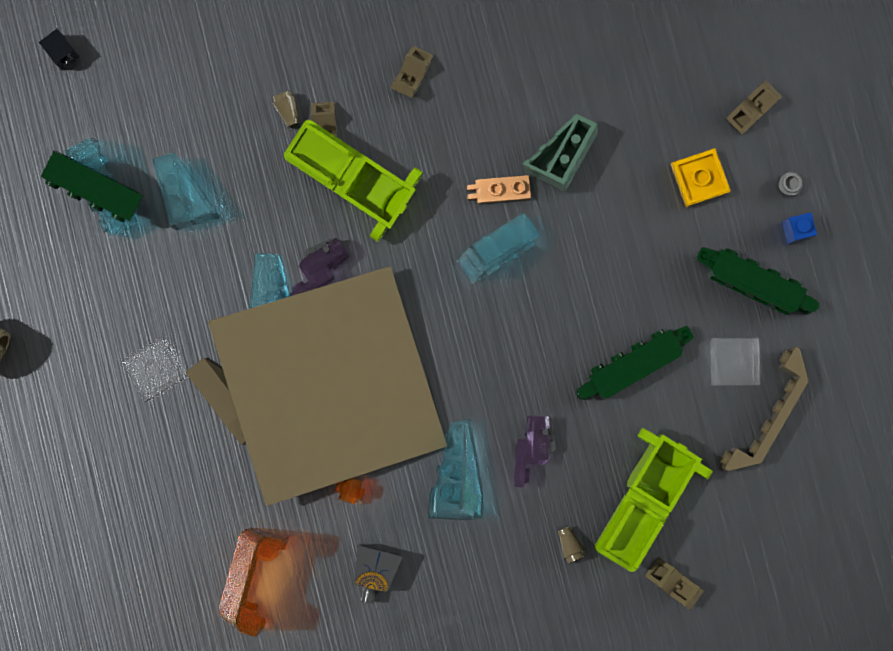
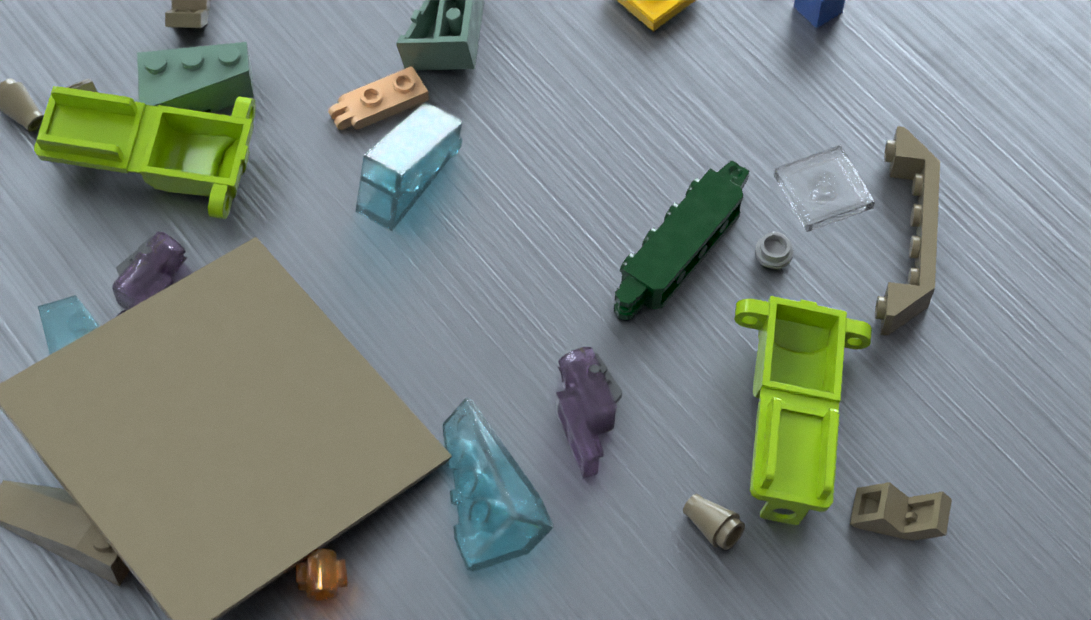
camera: 20 degrees left, 25 degrees down
(392, 135) = (195, 76): none -> sand green wedge
(684, 392) = (774, 250): none -> light grey plate
(755, 282) = (799, 79): dark green hinge -> none

